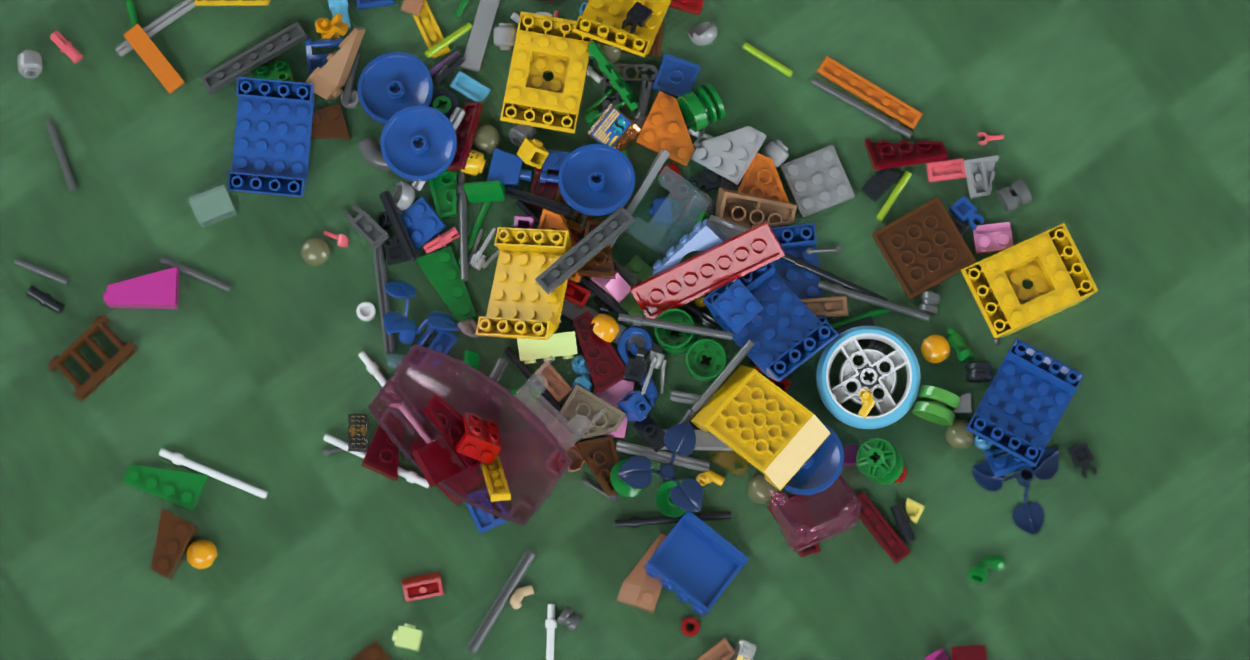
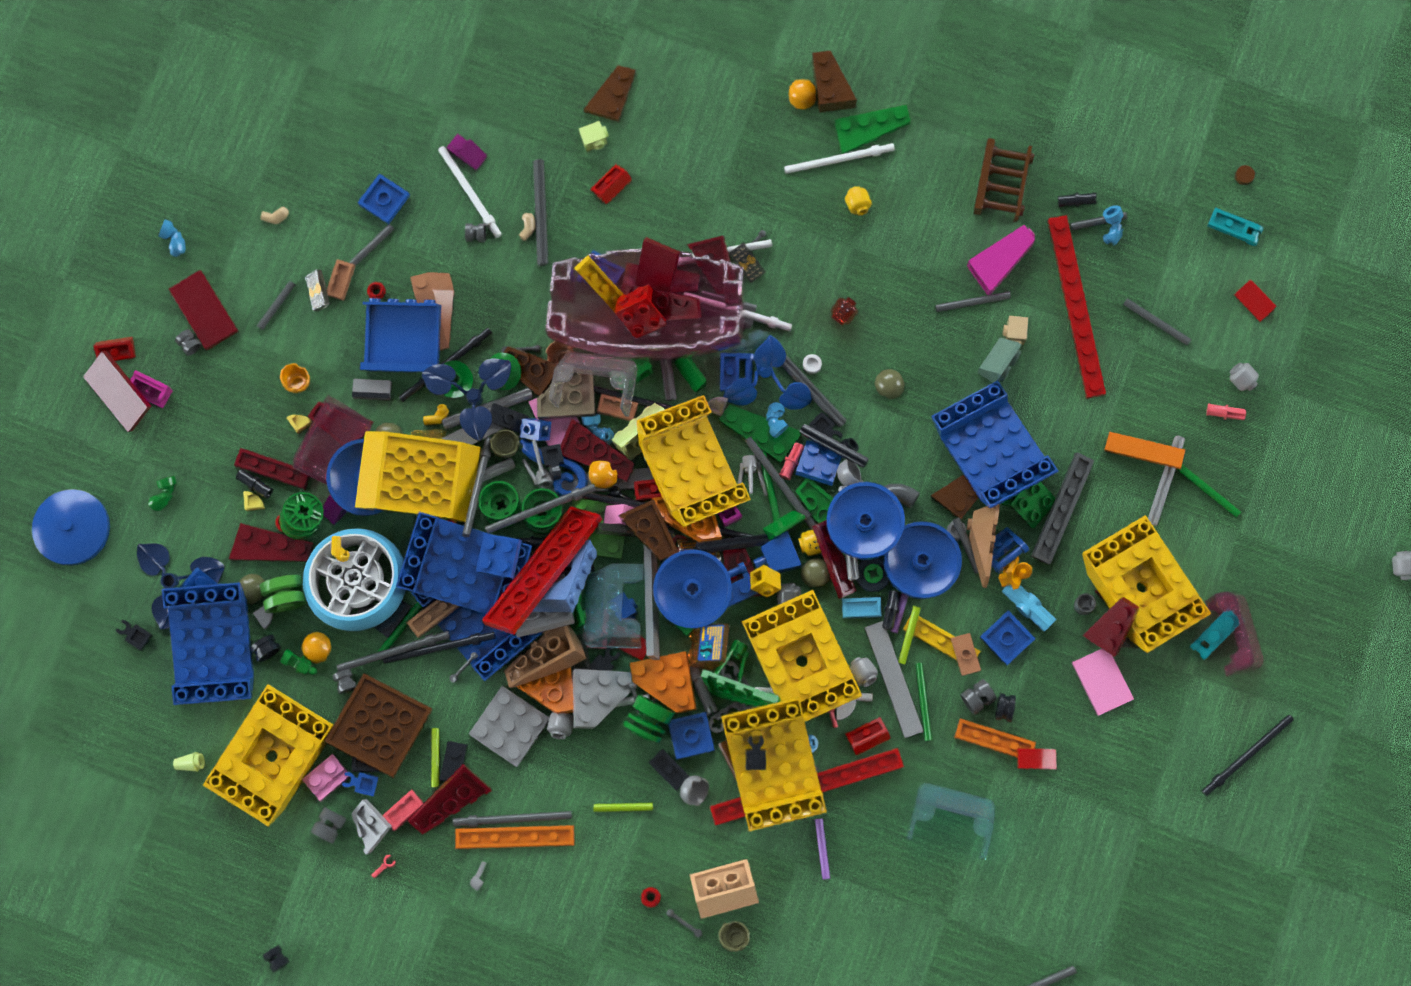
camera: 150 degrees right, 0 degrees up
(28, 262) = (1113, 216): none -> dark azure arm
(115, 213) = (1076, 307): none -> red plate
(180, 223) = (1016, 329): none -> tan brick
(225, 422) = (858, 200): none -> yellow head
(307, 335) = (844, 310): none -> clear red head
(342, 239) = (873, 407): coral hand -> none
(366, 227) = (861, 429): dark grey hinge -> none
(426, 288) = (776, 426): none -> dark azure arm
(584, 250) = (658, 519): dark grey plate -> none
(668, 412) = (505, 443): none -> olive hair
(712, 63) = (668, 769): none -> black plate
(750, 540) = (371, 389): none -> light grey tile
(810, 591) = (294, 378): none -> light orange hair
(830, 553) = (299, 422): none -> light yellow tile
(923, 78) = (475, 882): none -> light grey hand
(926, 464) = (264, 545): none -> dark red wing
(1084, 592) = (70, 527): none -> blue dish
(1099, 322) = (189, 762): none -> yellowish green cone
(1120, 121) = (276, 963): none -> black wheel

